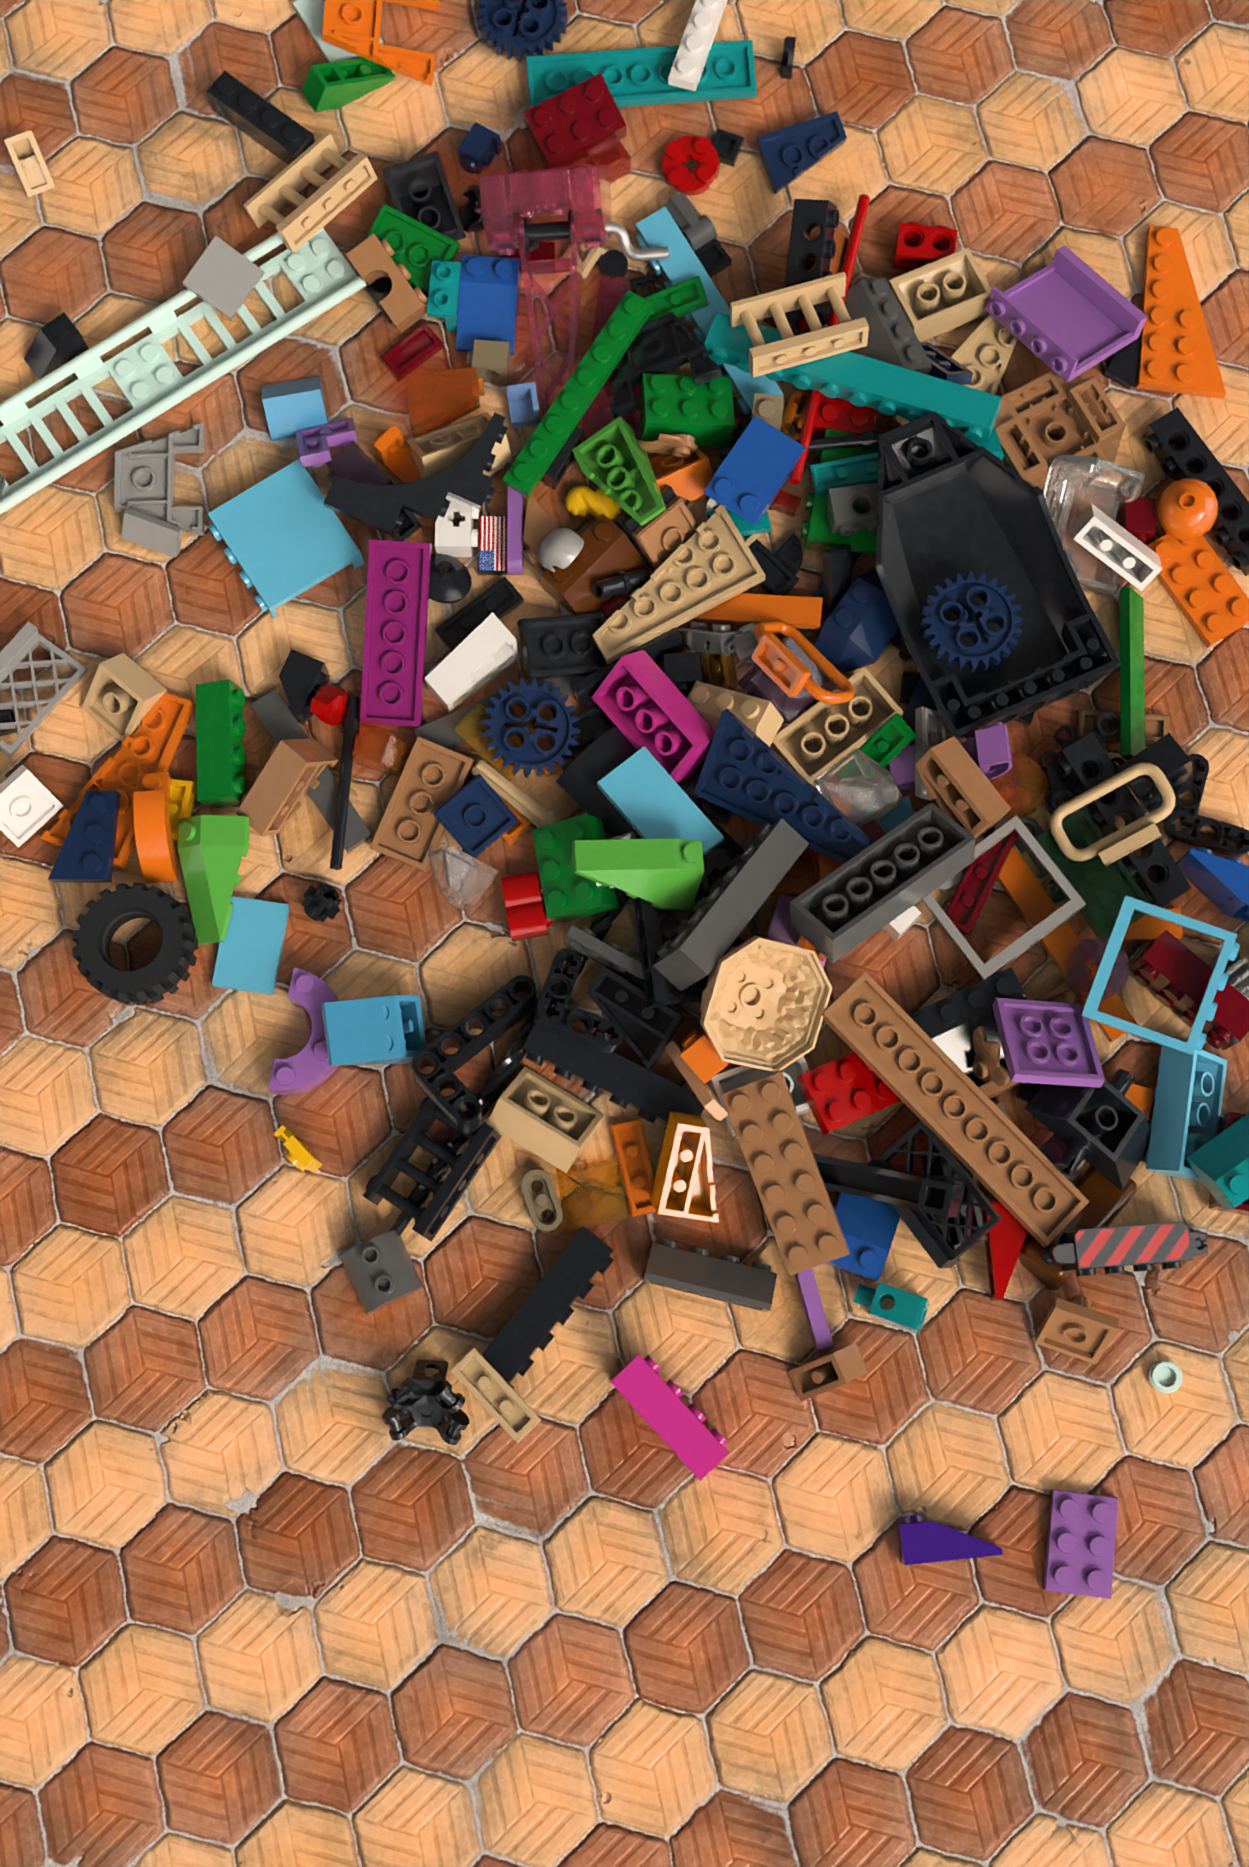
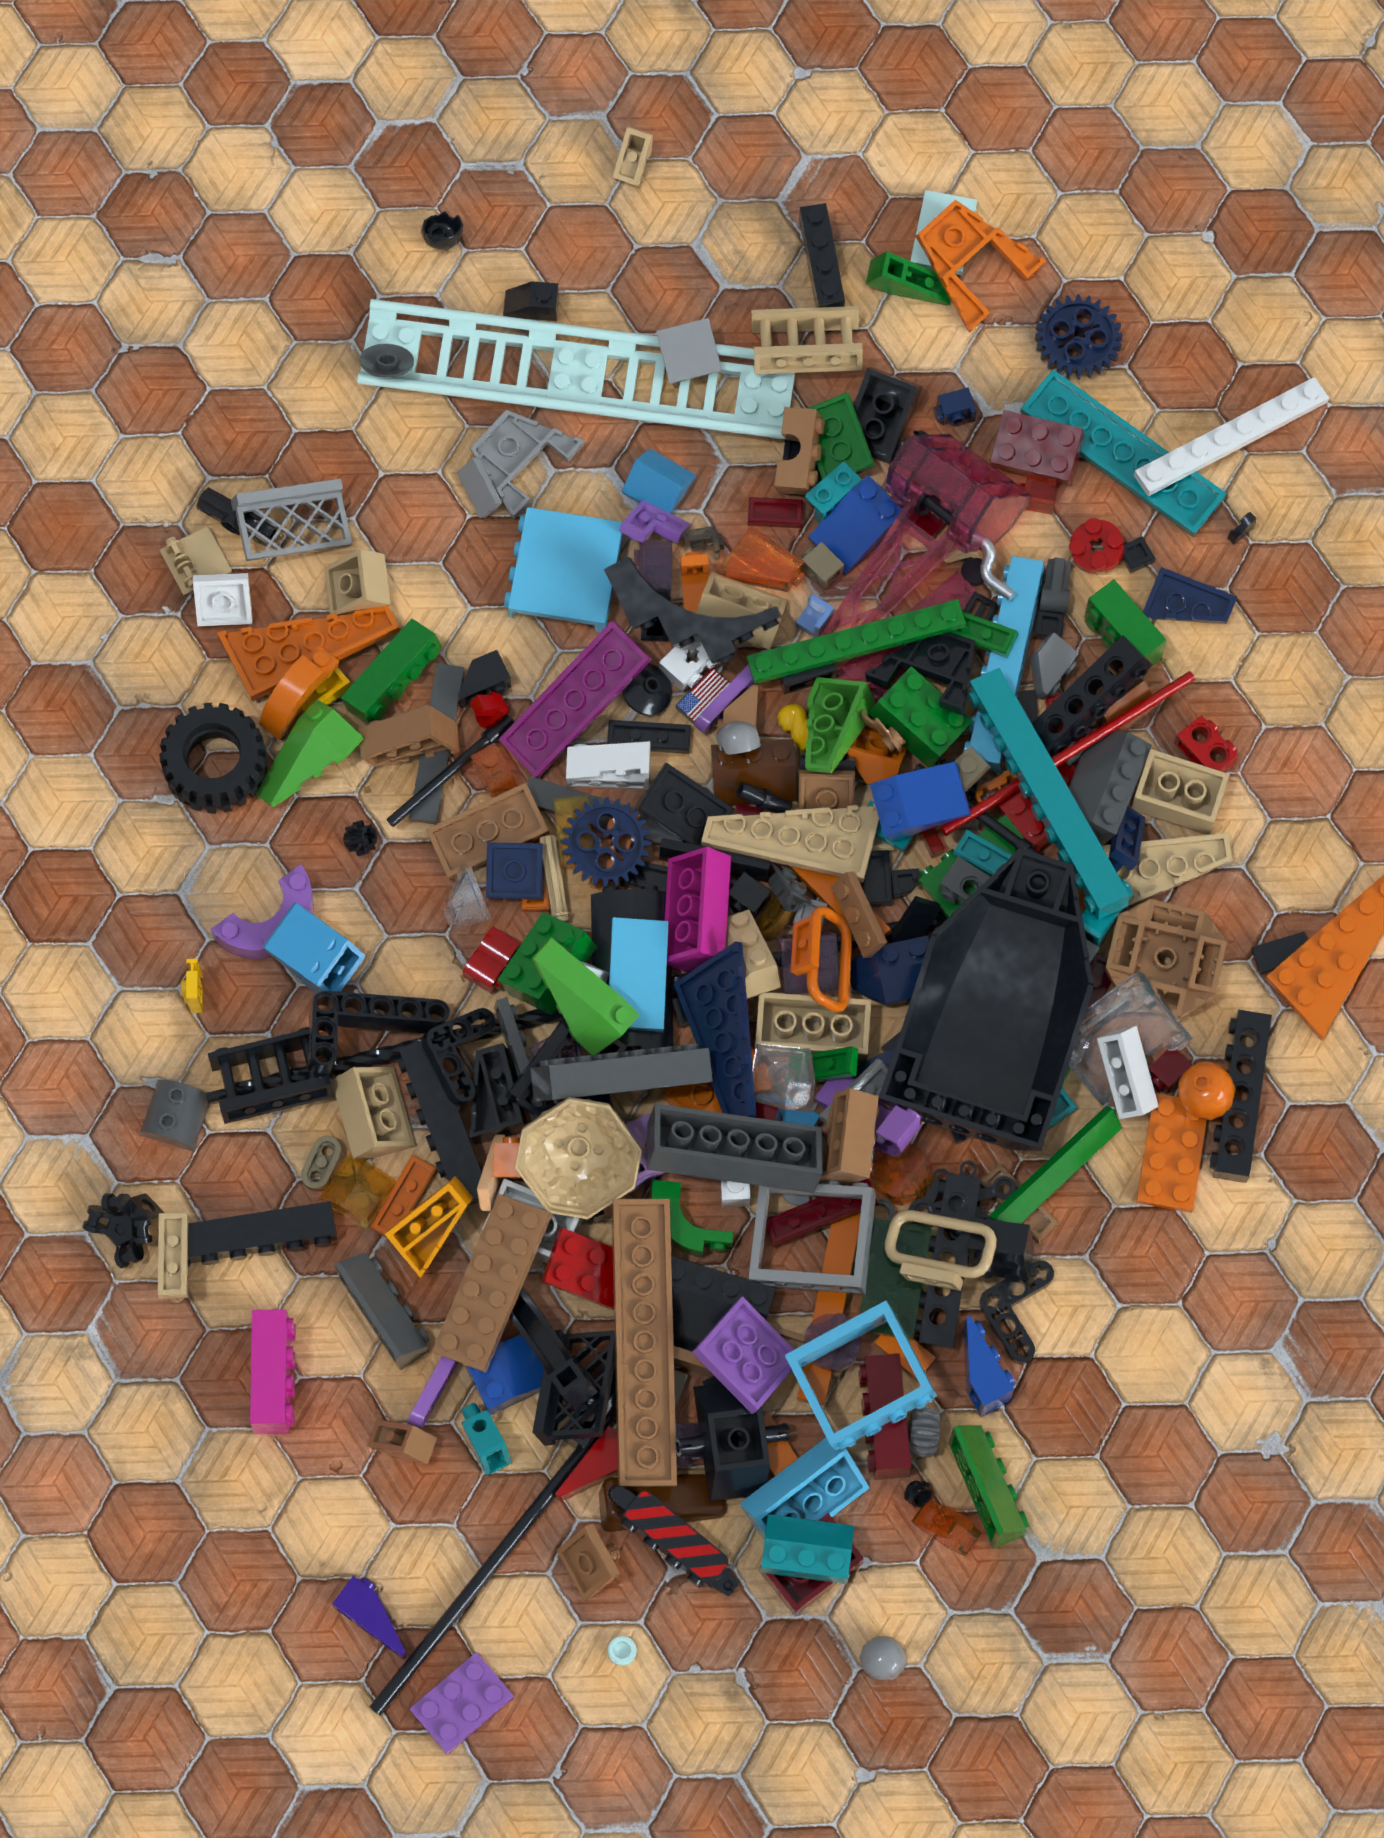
camera: 40 degrees right, 5 degrees down
(91, 841) = (247, 663): dark blue wing -> none
(252, 946) = (289, 827): medium azure tile -> none
(373, 420) = (701, 538): none -> clear smoke bracket
(741, 277) = (1049, 663): none -> light grey slope
(766, 202) = (1116, 614): none -> green brick
(790, 606) = (859, 914): none -> medium nougat plate
(805, 347) = (1029, 745): tan fence -> none
(900, 988) = (683, 1234): none -> green arch
(987, 1059) = (697, 1334): medium nougat plate -> none
(996, 609) = (987, 1034): dark blue gear -> none
(998, 1431) = (480, 1578): none -> black piece
(1067, 315) = (1253, 883): medium lavender panel -> none

